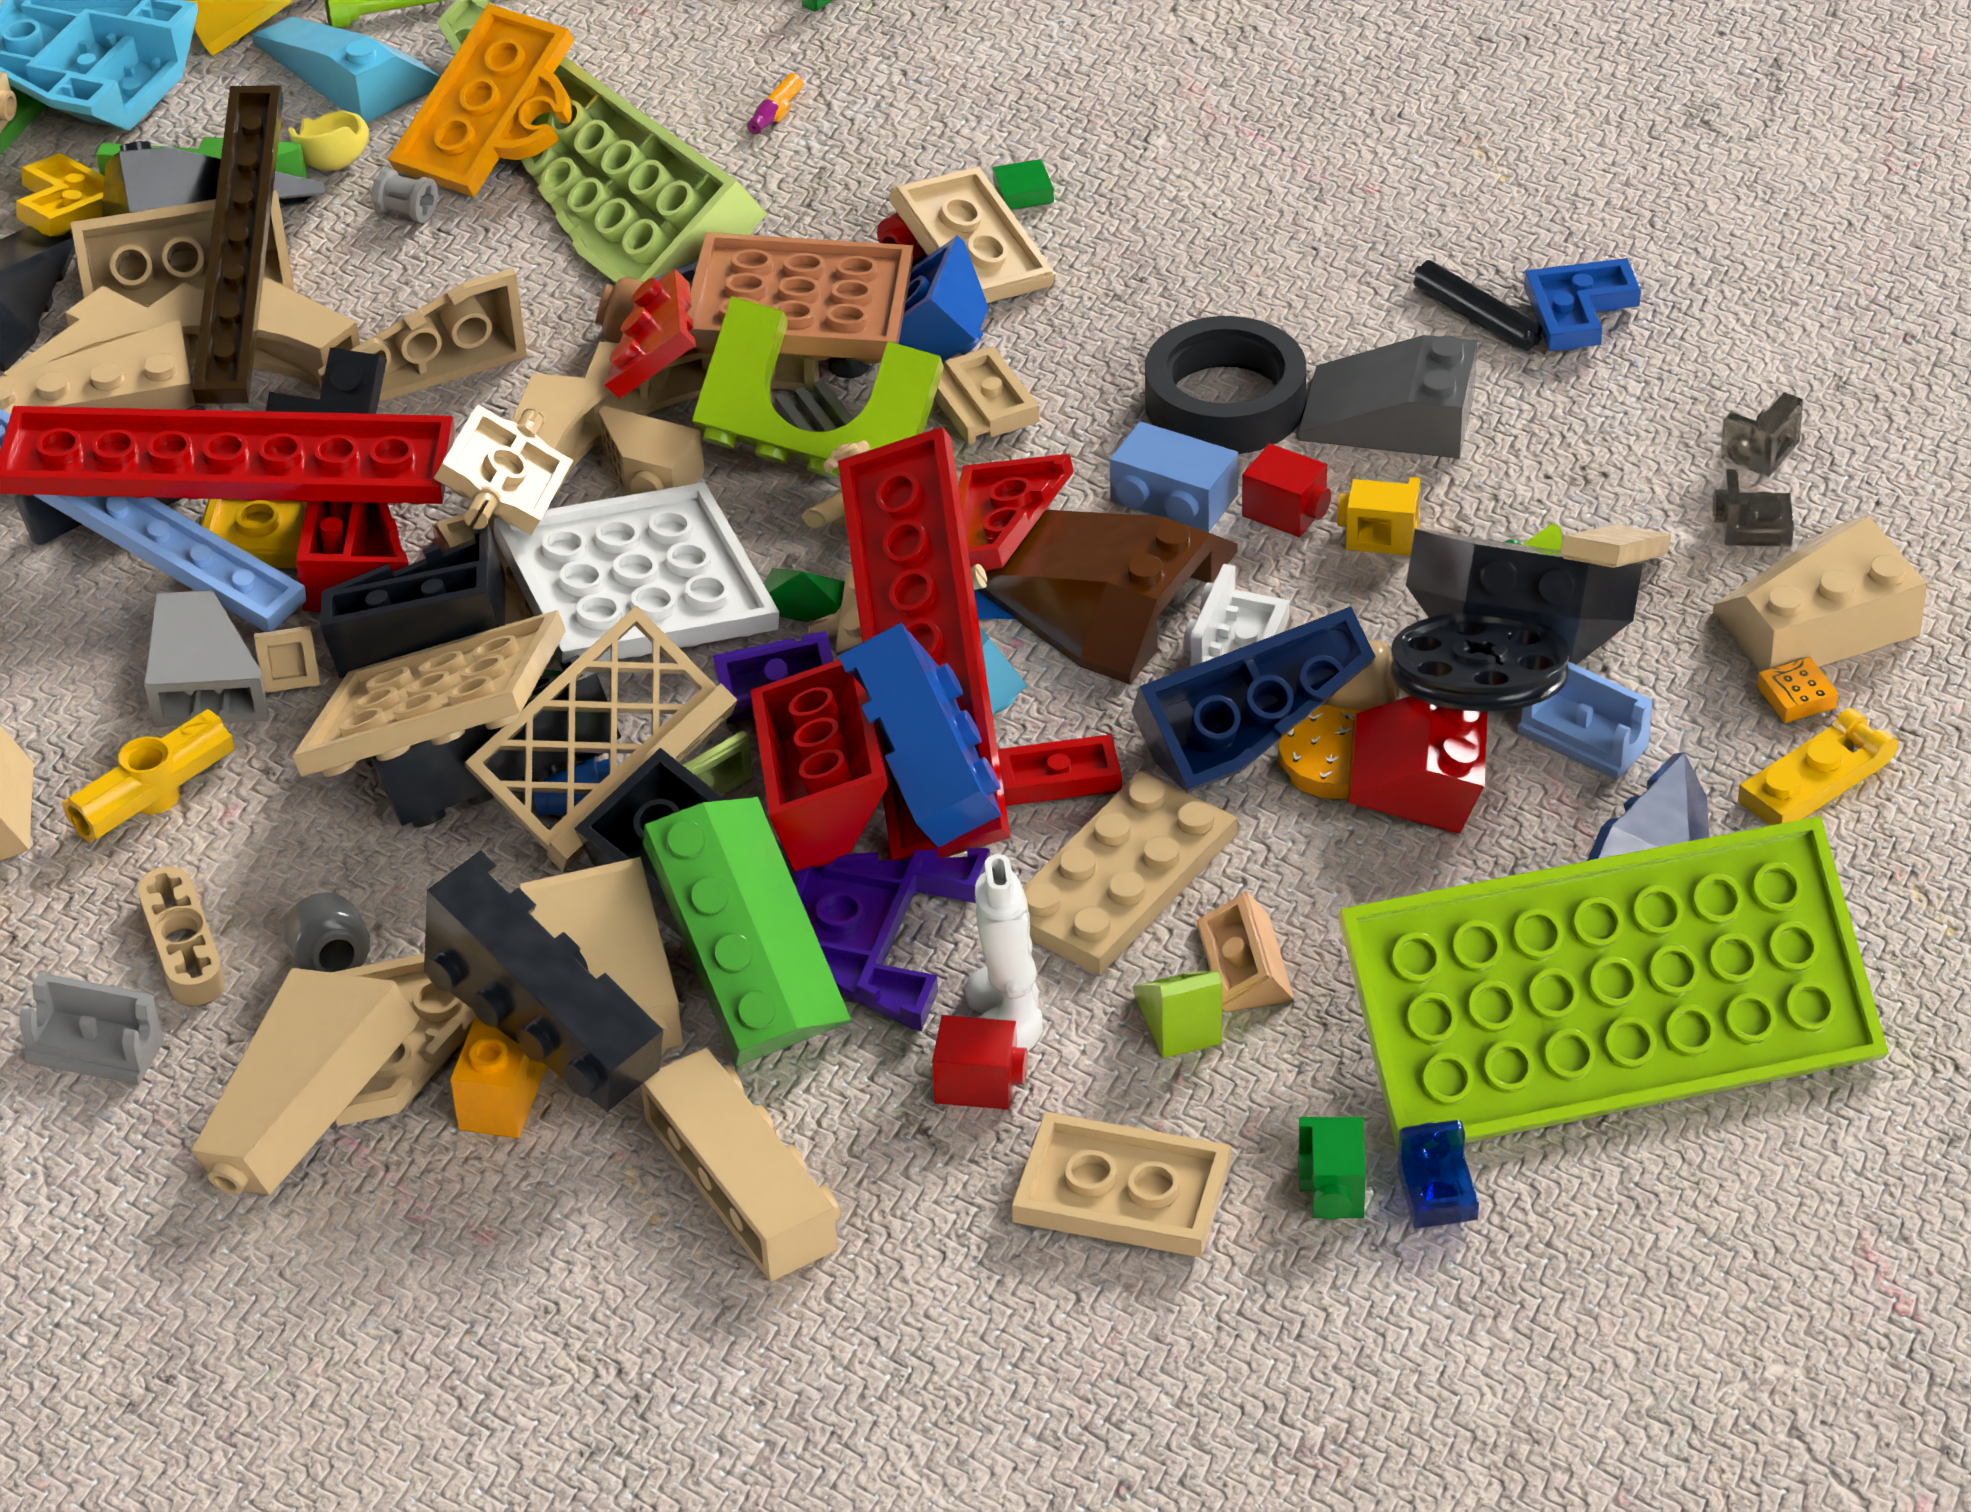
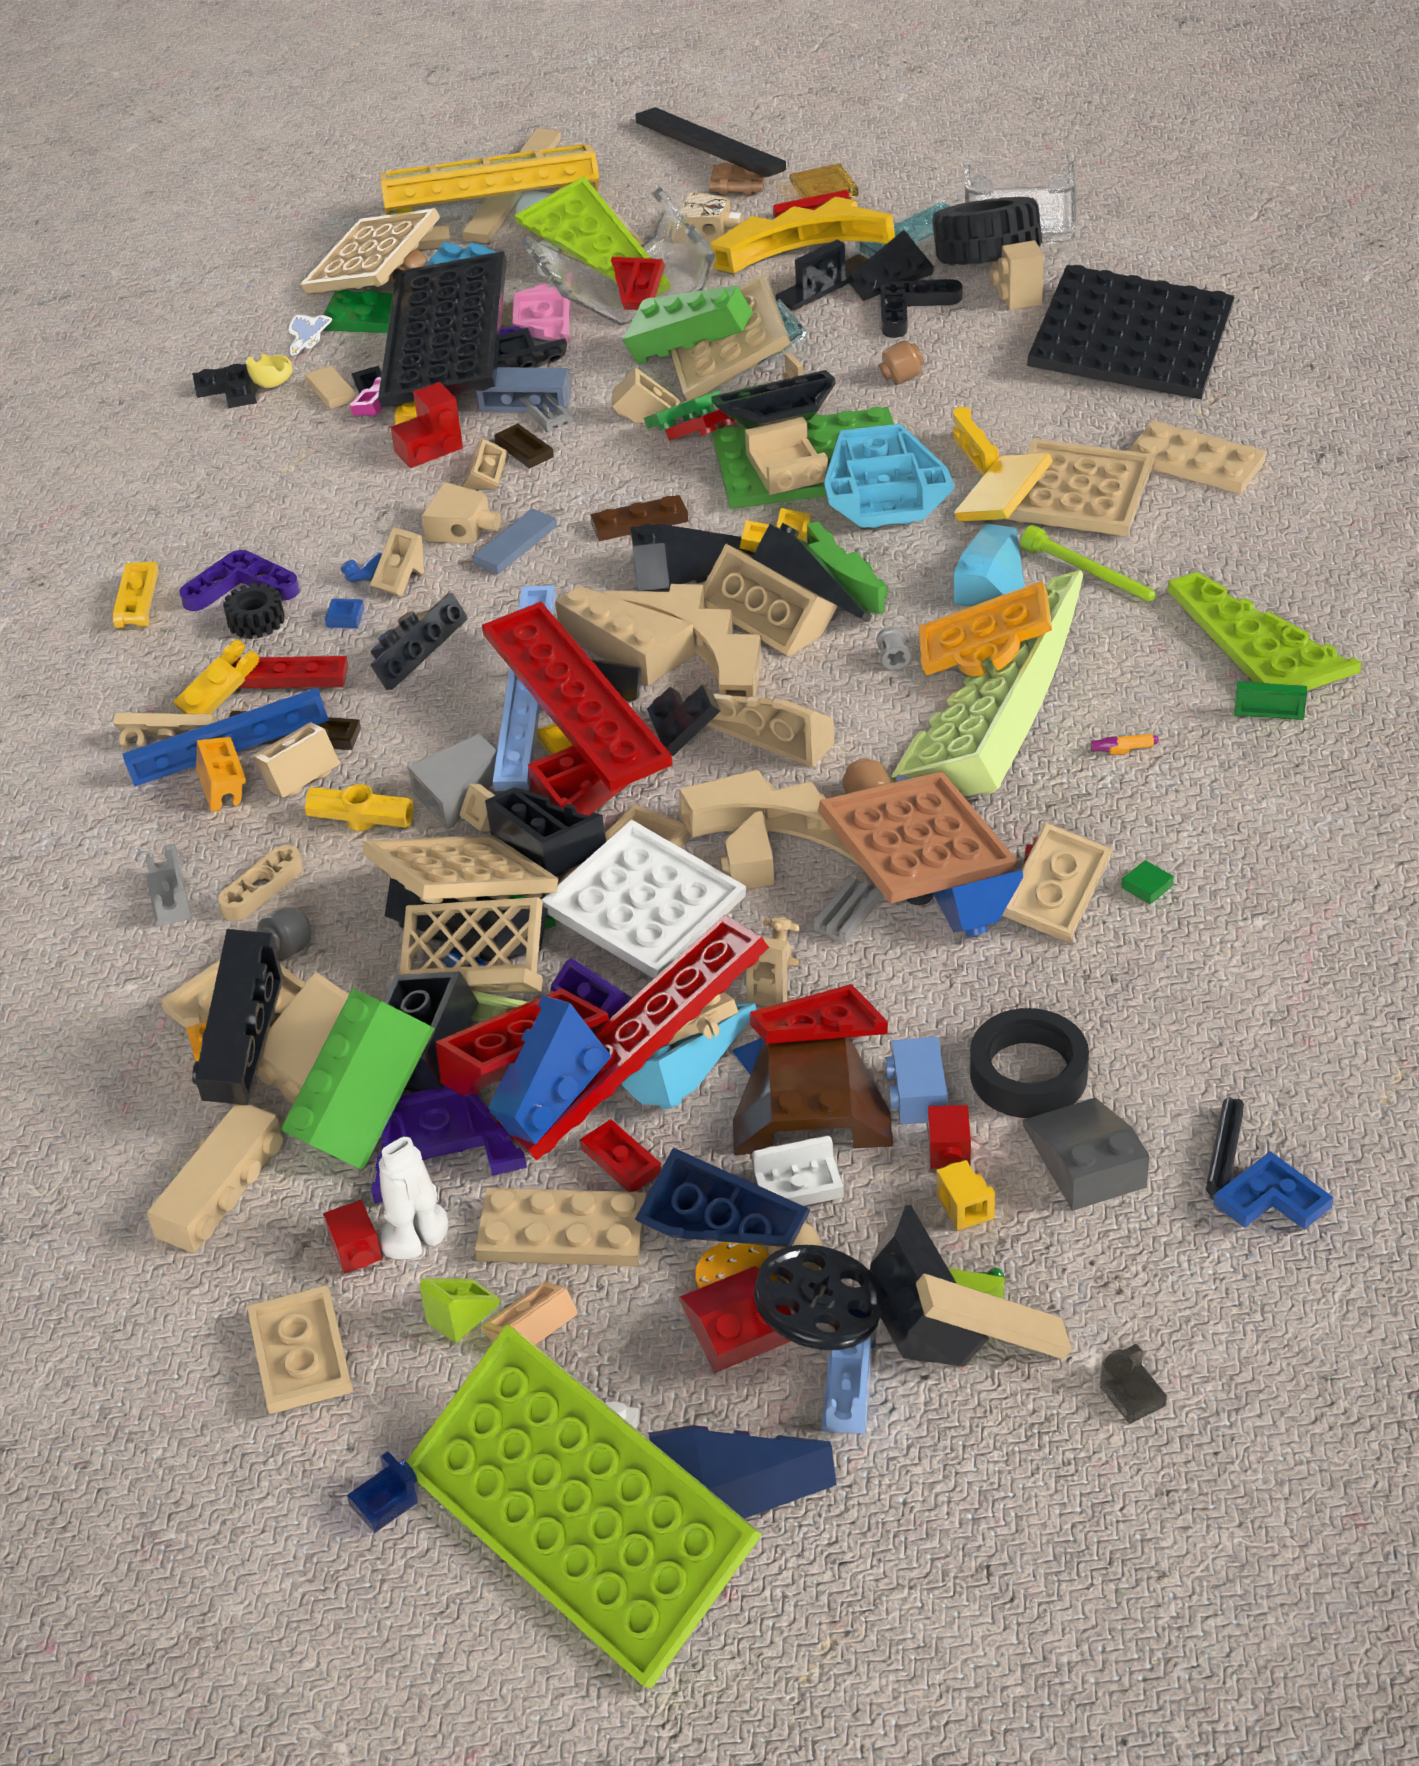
camera: 60 degrees right, 0 degrees up
(238, 246) = (756, 606): dark brown plate -> none
(300, 1074) = (157, 973): tan slope -> none
(331, 140) = (911, 598): light yellow hair -> none
(504, 469) = (650, 797): plate -> none
(652, 333) = (814, 789): red wing -> none
(739, 406) = (795, 864): lime arch -> none
(984, 395) = (926, 960): tan plate -> none
(1333, 1165) = (363, 1440): green brick -> none
(1763, 442) = (1213, 1359): clear smoke bracket -> none
(1797, 690) = (972, 1488): light orange tile -> none
(1818, 770) = (900, 1534): yellow plate -> none
(1827, 600) = (1064, 1461): tan wedge -> none

